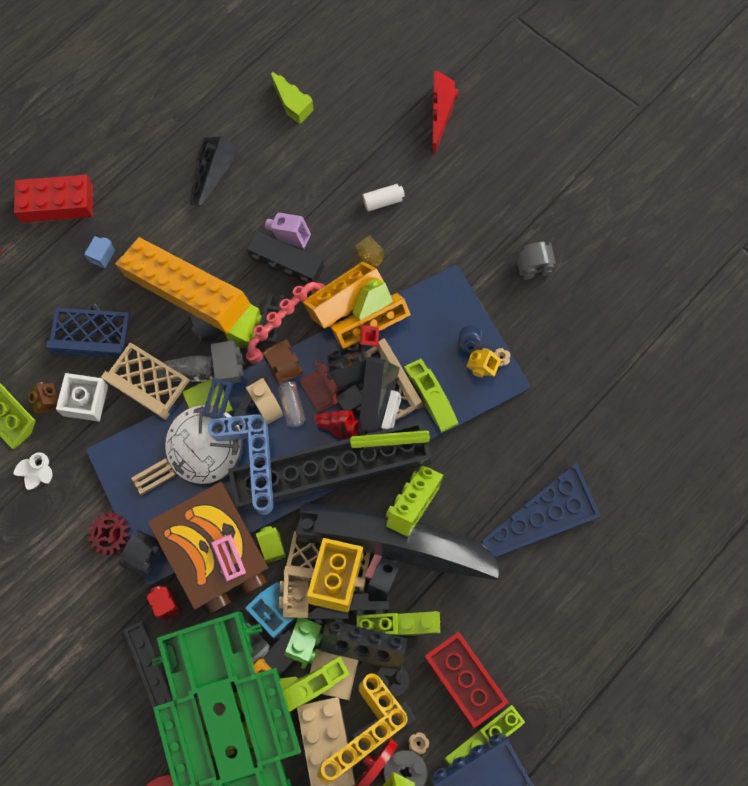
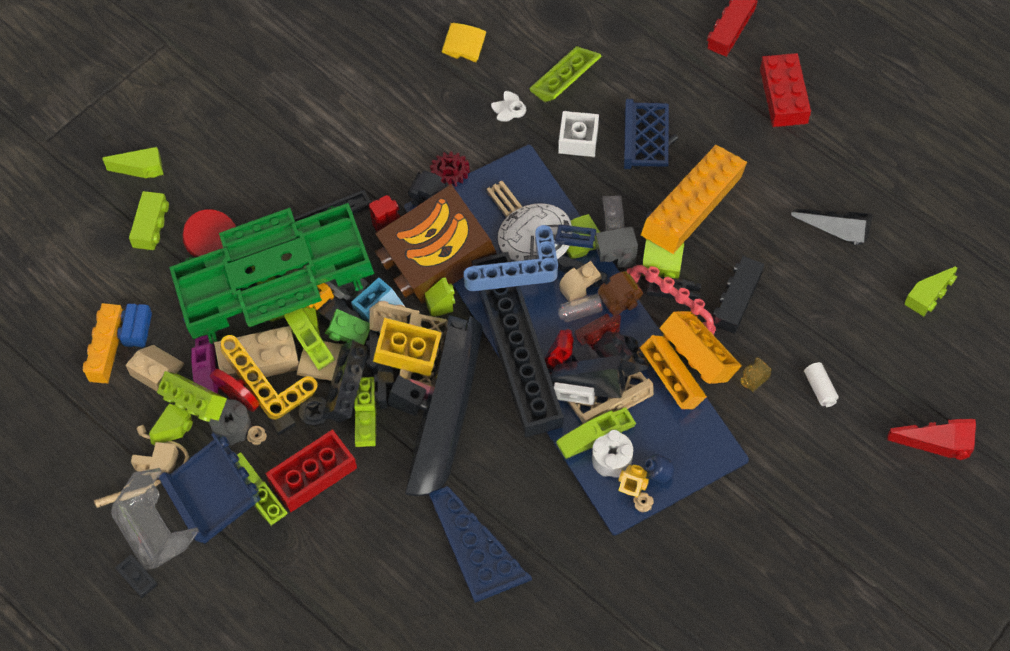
camera: 85 degrees right, 10 degrees down
(43, 397) = (577, 102): reddish brown brick -> none
(100, 251) = (732, 134): medium blue brick -> none
(140, 395) = (586, 177): tan fence -> none
(235, 574) = (422, 256): bright pink tile -> none
(289, 229) = (772, 289): lavender torso -> none
(369, 336) = (653, 368): red slope -> none
(372, 299) = (692, 368): lime slope -> none
(389, 439) = (541, 387): lime axle -> none
(414, 500) = (482, 415): lime brick -> none
(457, 370) = (612, 454): none -> white brick
(535, 259) = (758, 535): dark grey brick -> none

